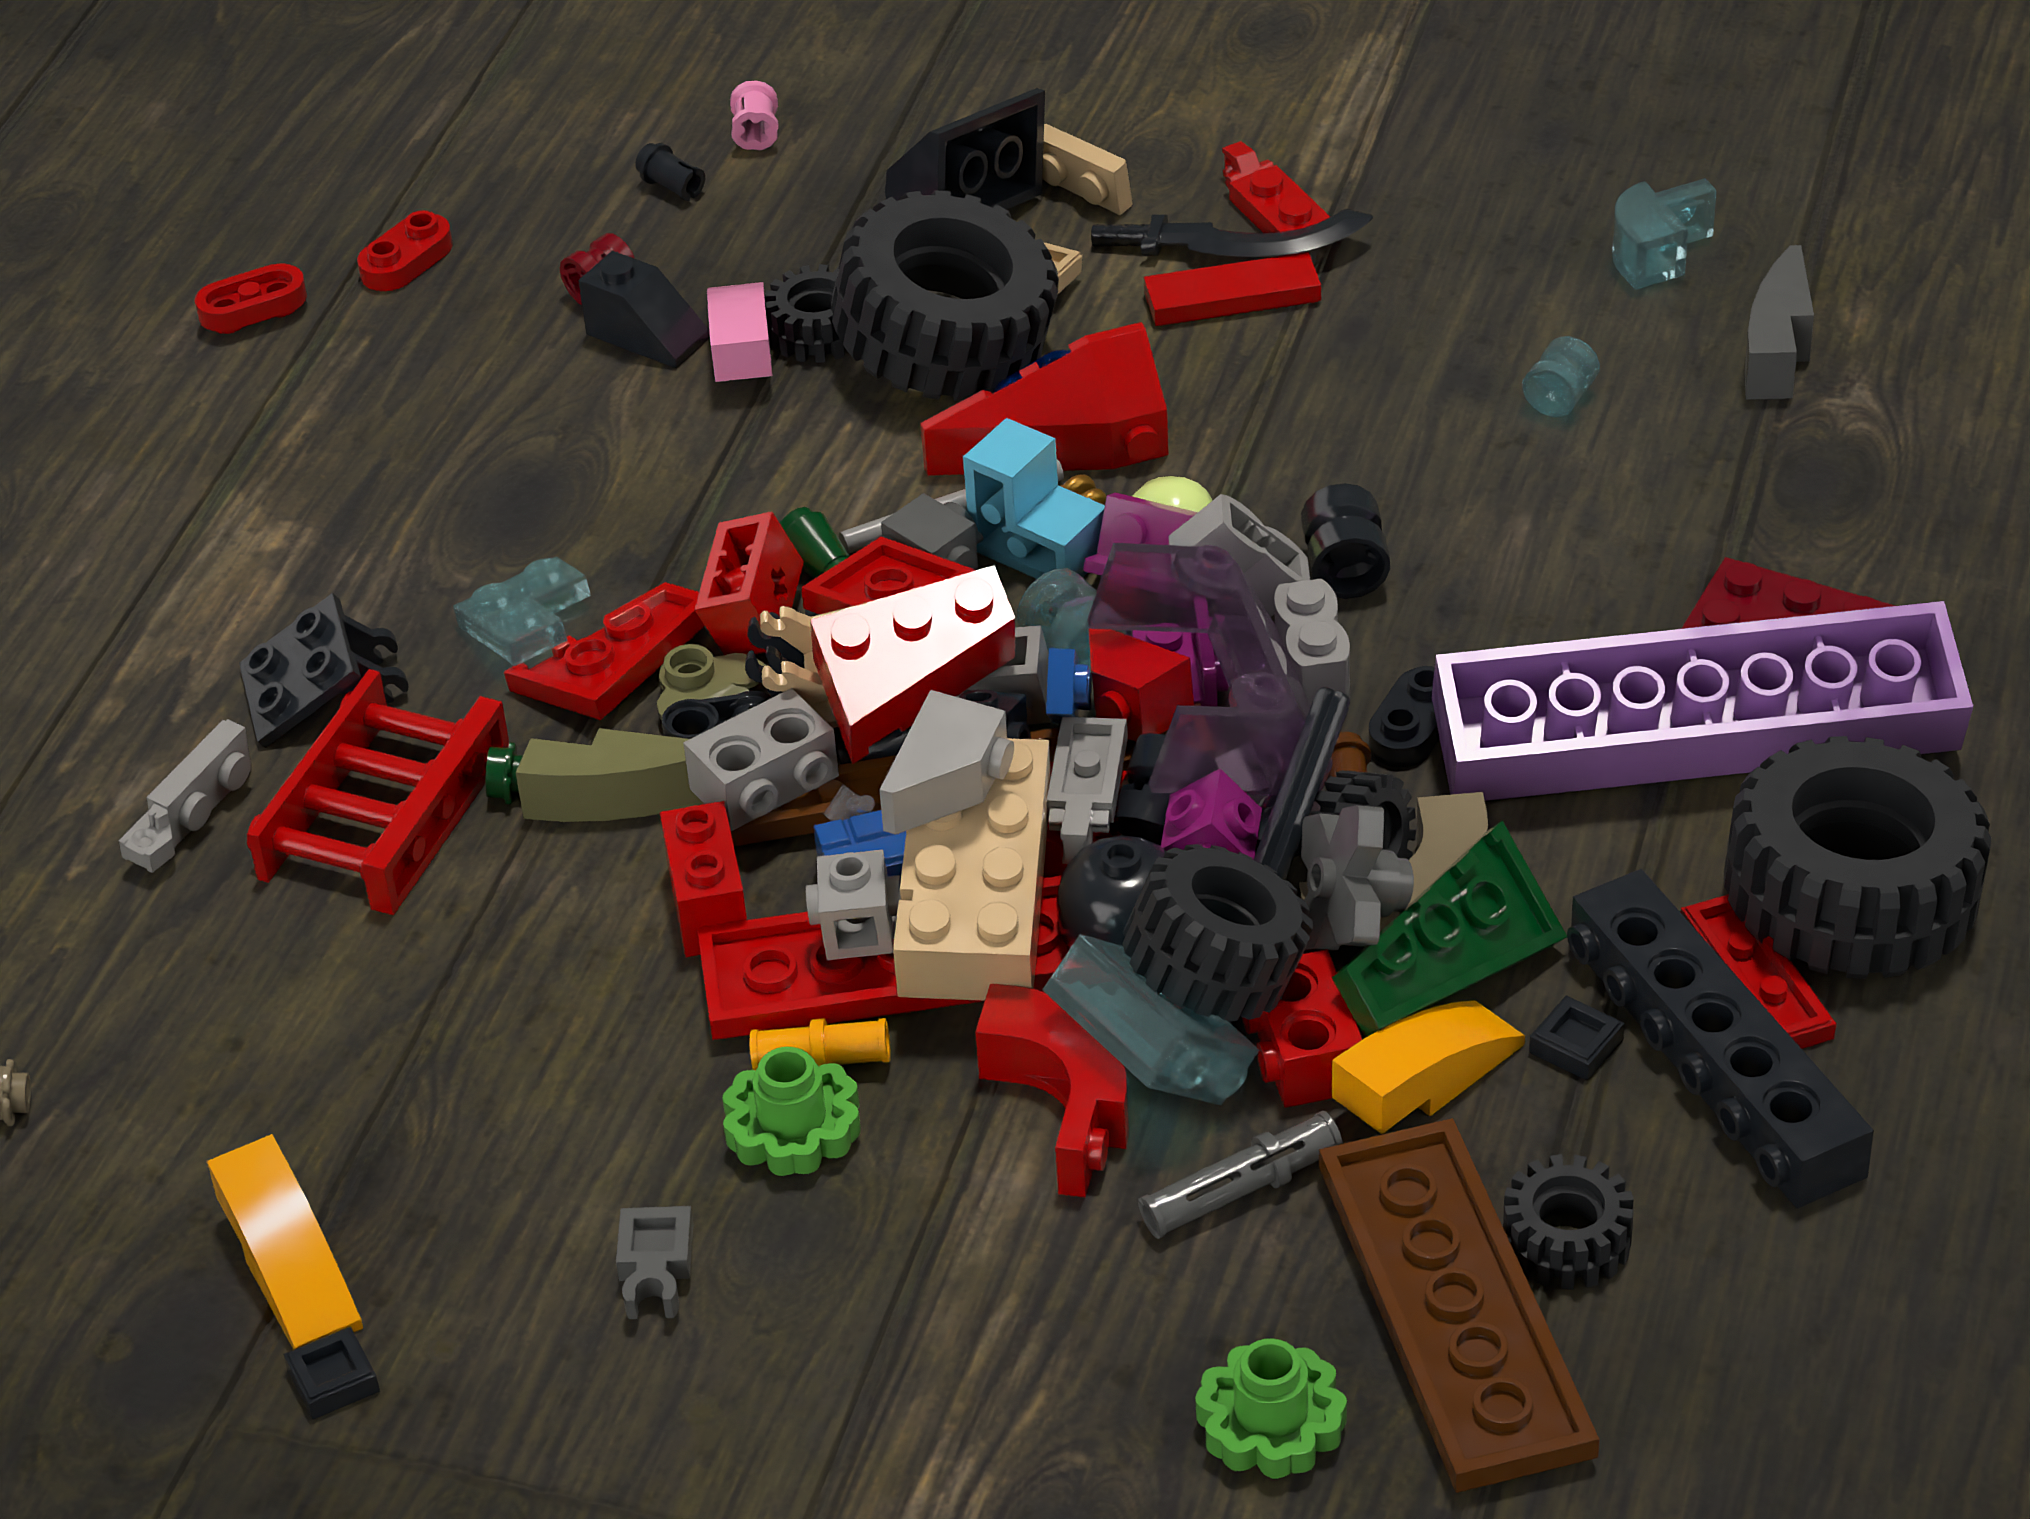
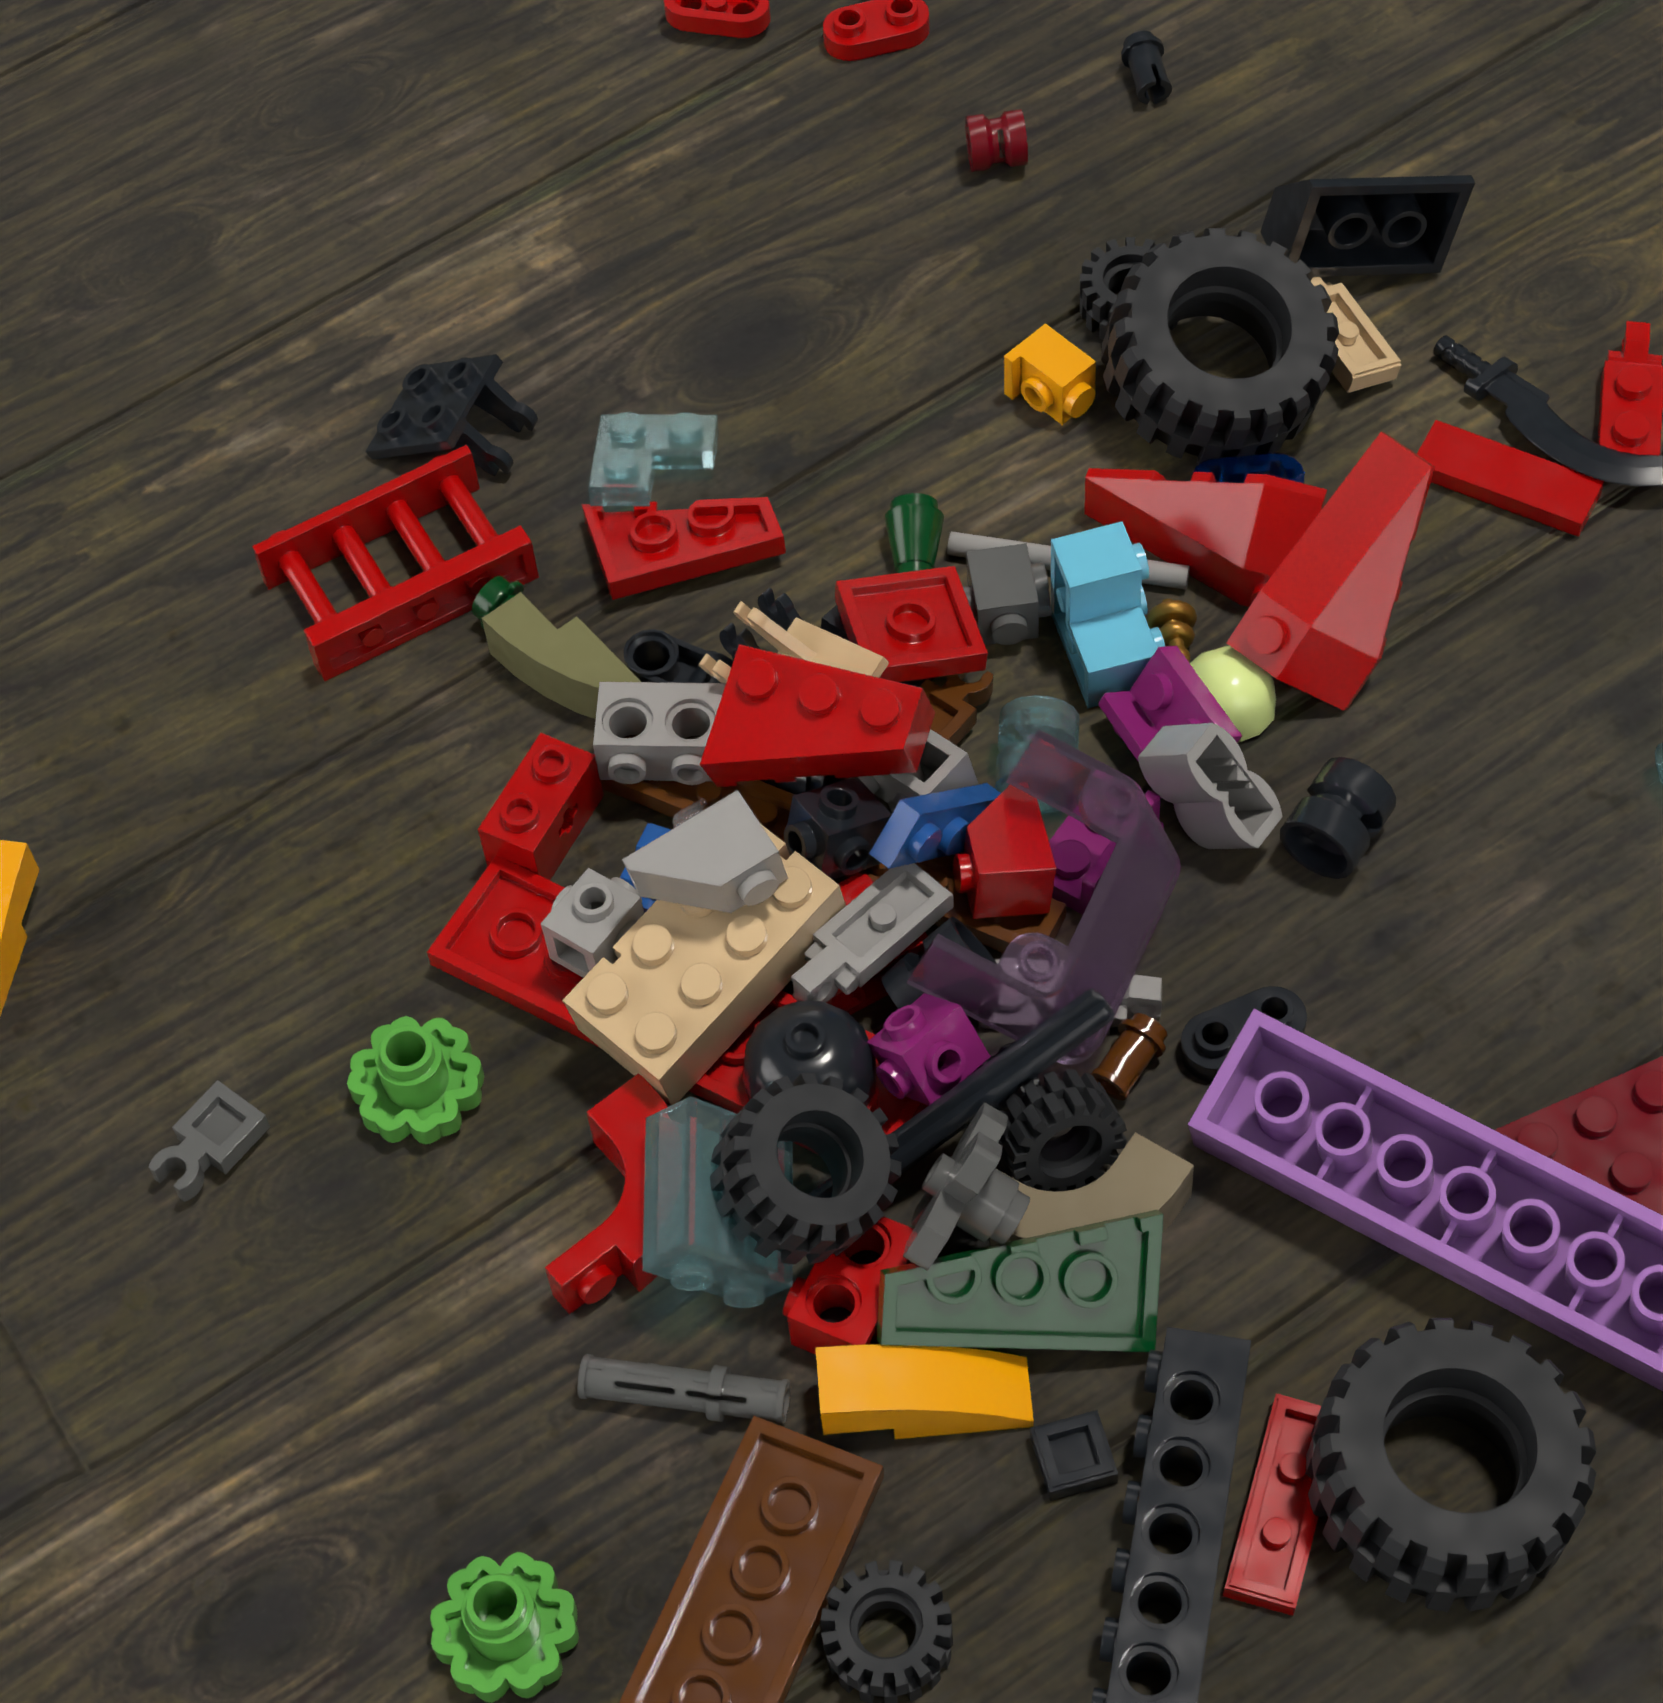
camera: 40 degrees right, 15 degrees up
(188, 795) = (262, 476): light grey hinge -> none
(639, 310) = (990, 204): black slope -> none
(695, 674) = (699, 620): olive plate -> none
(739, 332) = (1047, 269): bright pink slope -> none
(747, 573) = (817, 542): red brick -> none
(754, 111) = (1271, 39): bright pink bush -> none
(815, 392) = (1051, 375): none -> light orange brick
(827, 1043) = (493, 1031): light orange pin -> none
(1086, 170) = (1490, 285): tan hinge -> none
(1206, 389) = (1333, 594): none -> red wedge
(1312, 636) = (1206, 912): light grey brick -> none

